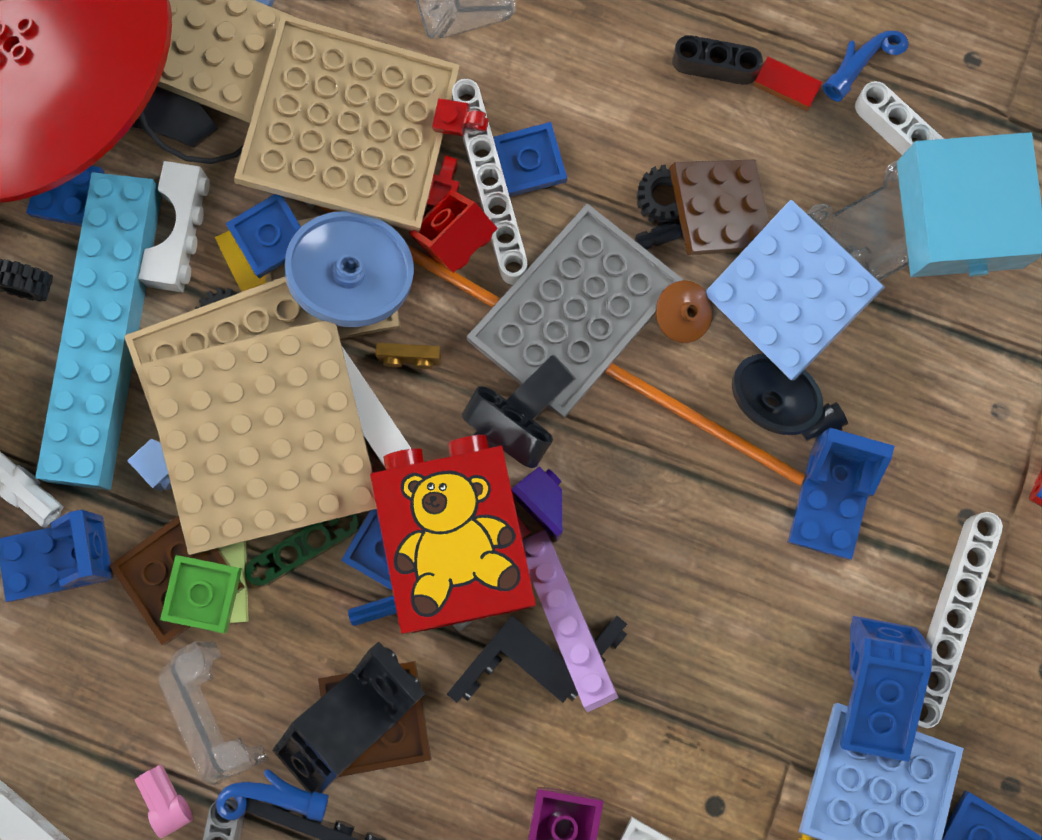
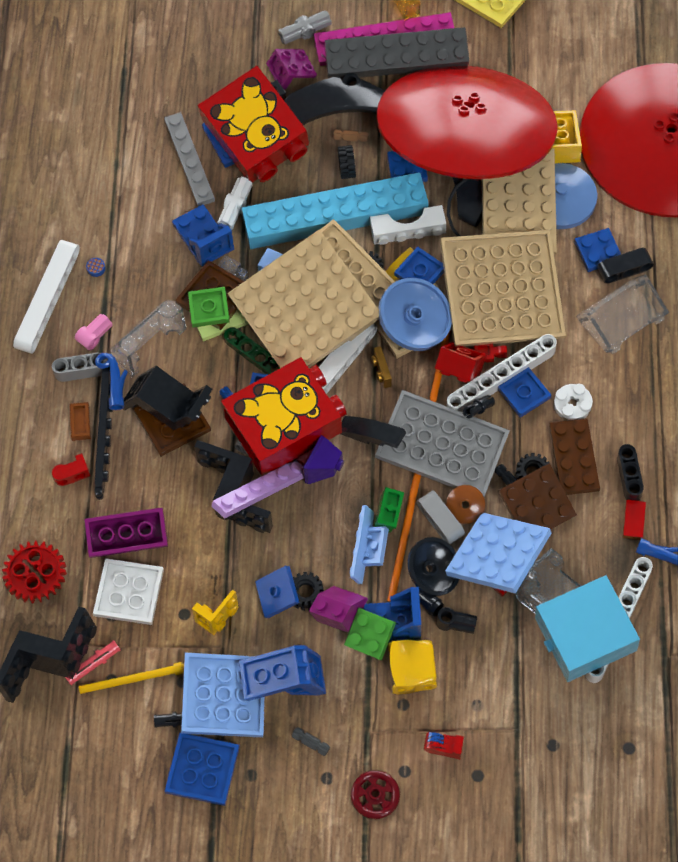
camera: 70 degrees right, 15 degrees down
(39, 758) = (95, 267): none -> tile
(134, 531) = (233, 267): none -> clear plate
(454, 117) = (528, 340): red plate -> none
(507, 426) = (356, 424): black beam -> none
(534, 233) = (478, 406): none -> black pin
(570, 80) = (575, 392): none -> white plate
(655, 429) = (389, 508): none -> green hinge
(657, 127) = (574, 456): none -> reddish brown plate
(693, 356) = (440, 517): none -> light grey beam
(704, 478) = (369, 545): none -> light blue bracket
(737, 648) = (277, 591): none -> blue plate
(750, 778) = (216, 621): none -> yellow bracket
(765, 602) = (312, 581): none -> black tyre
(795, 561) = (337, 607): none -> magenta slope
(858, 528) = (370, 633): none -> bright green plate
(869, 392) = (459, 621): none -> black piece
(925, 482) = (412, 666): none -> yellow piece
(964, 607) = (346, 702): white beam -> none
(989, 677) = (310, 741): none -> dark grey axle

